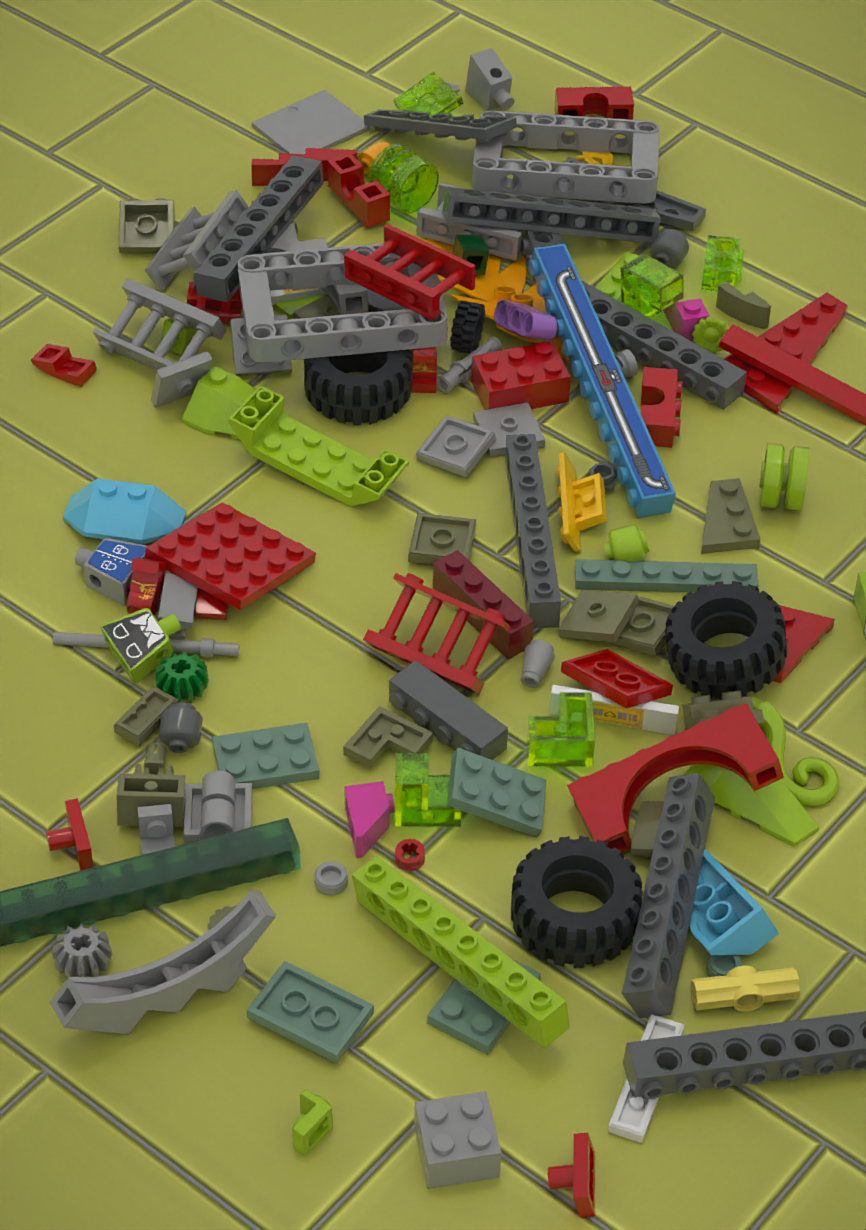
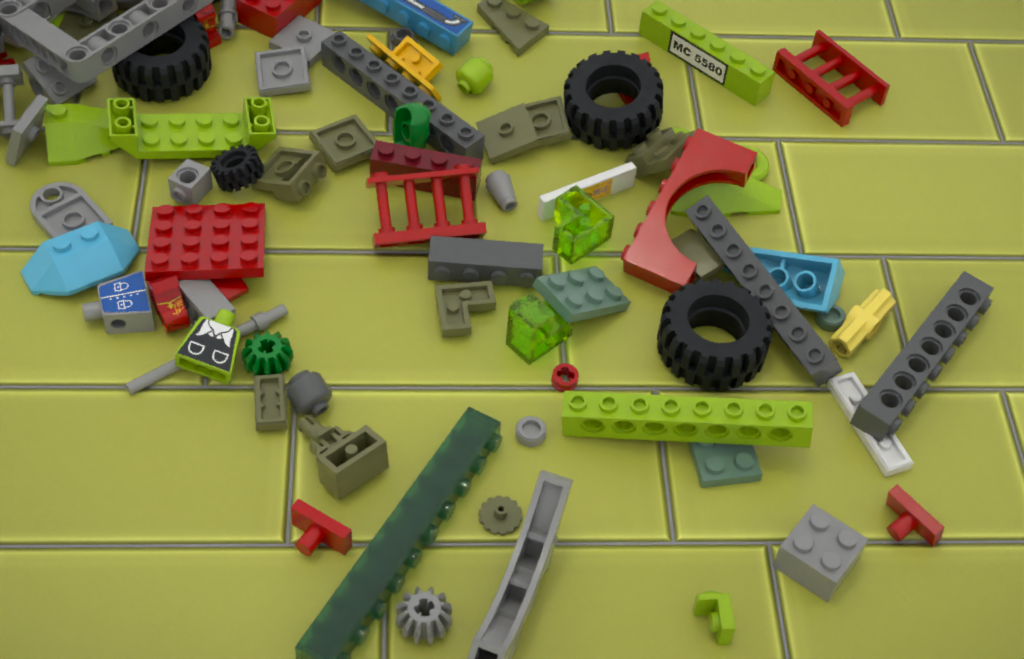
camera: 45 degrees left, 5 degrees up
(154, 468) = (67, 212): none -> light grey tile
(156, 828) = (378, 485): light grey bracket -> none
(216, 807) = (408, 436): light grey plate -> none
(268, 755) = (389, 376): sand green plate -> none
(270, 499) = (190, 182): none -> light grey brick
(310, 1012) = (627, 537): sand green plate -> none
(320, 508) = (237, 168): none -> black tyre
(362, 539) = (291, 173): none -> olive plate
(367, 814) = (510, 369): dark pink slope -> none
(505, 558) = (411, 125): none -> green piece
(616, 678) = (571, 167): red tile -> none
(659, 575) = (515, 84): sand green plate -> none

